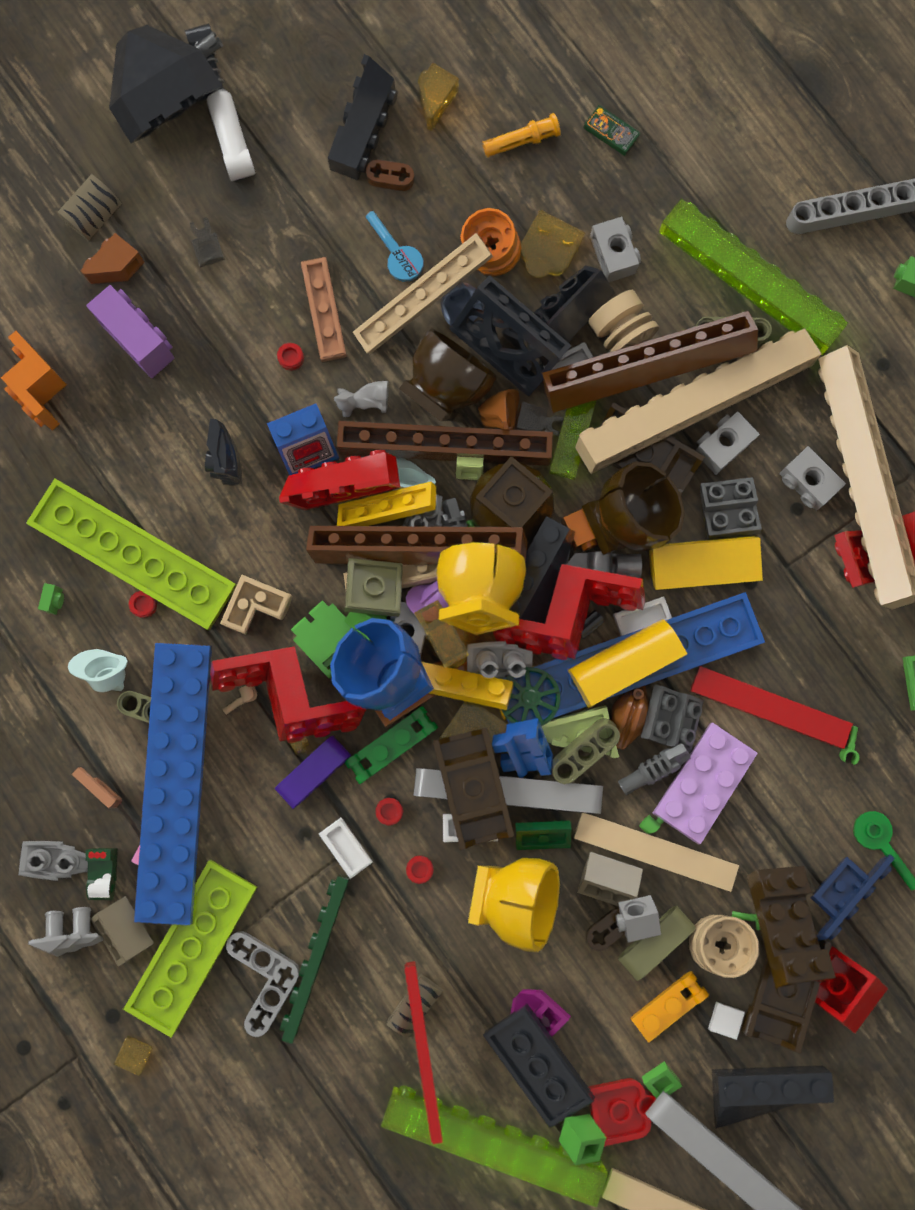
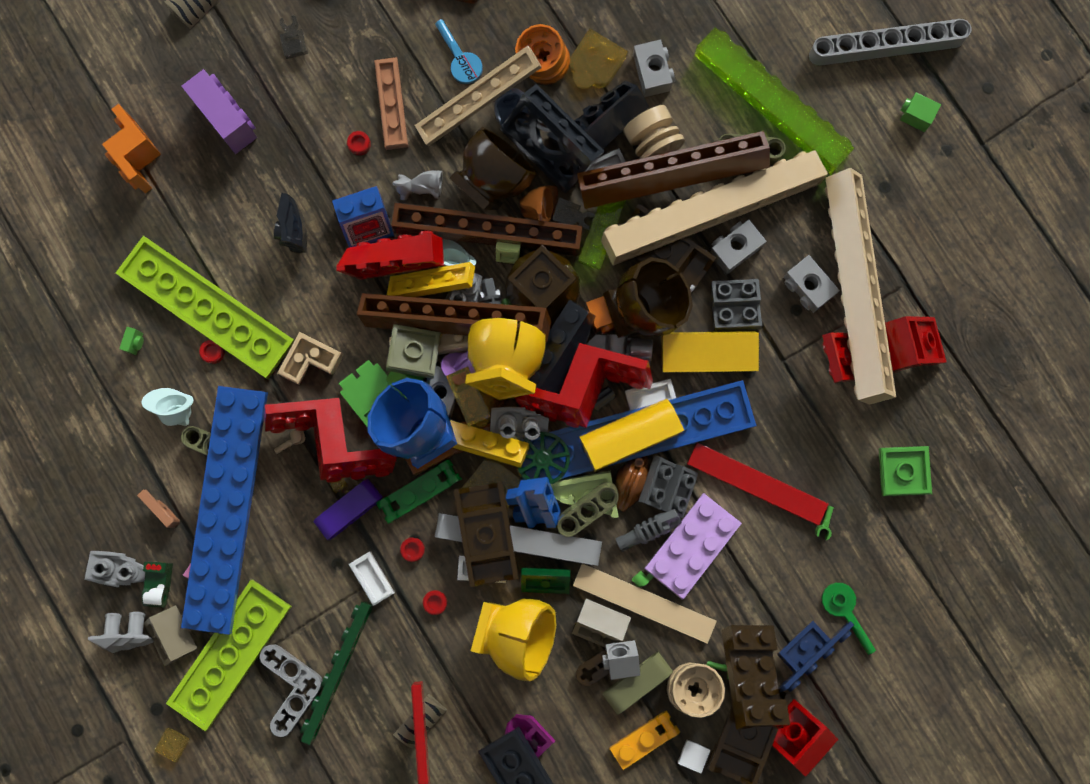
camera: 10 degrees right, 0 degrees up
(113, 262) = (209, 49): dark orange slope -> none

